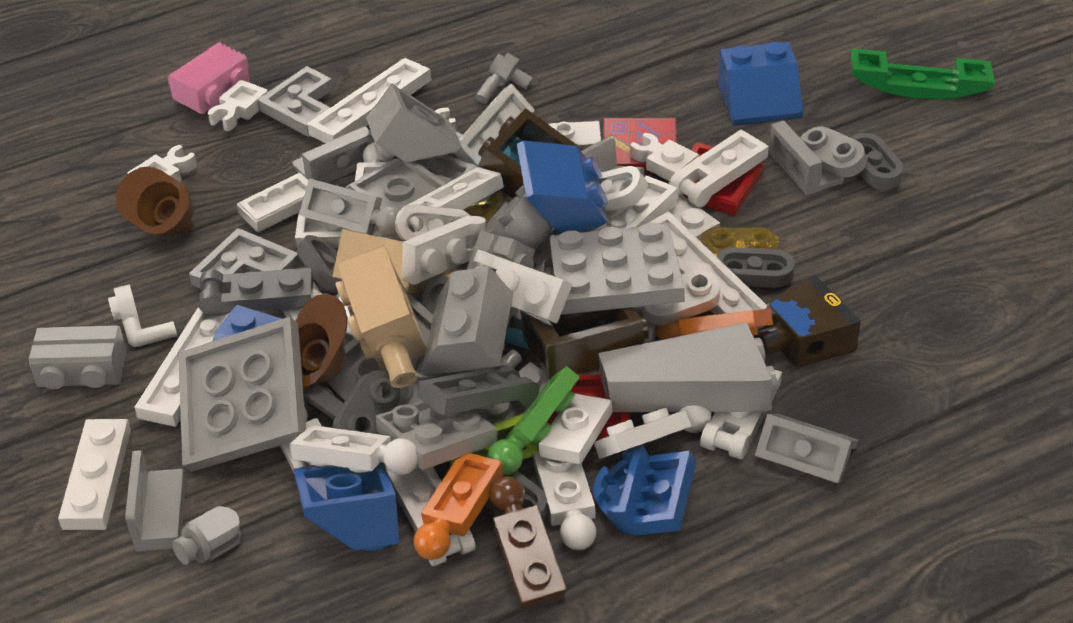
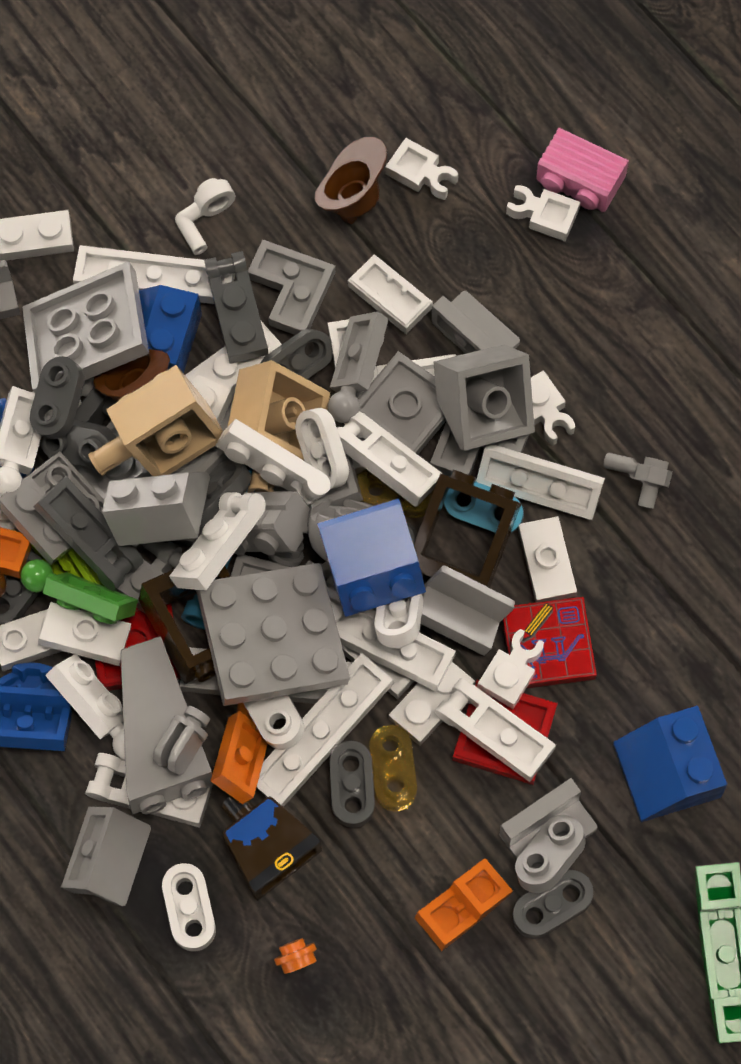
camera: 80 degrees right, 25 degrees up
(77, 356) = (141, 178): light grey brick -> none
(296, 99) = (558, 262): light grey plate -> none
(317, 400) = (60, 396): none -> dark grey plate
(353, 110) = (571, 343): white plate -> none
(719, 325) = (182, 740): none -> light grey arm
(865, 385) = (188, 908): none -> white plate
(866, 213) = (463, 904): none -> orange slope
(917, 315) = (295, 955): none -> orange plate

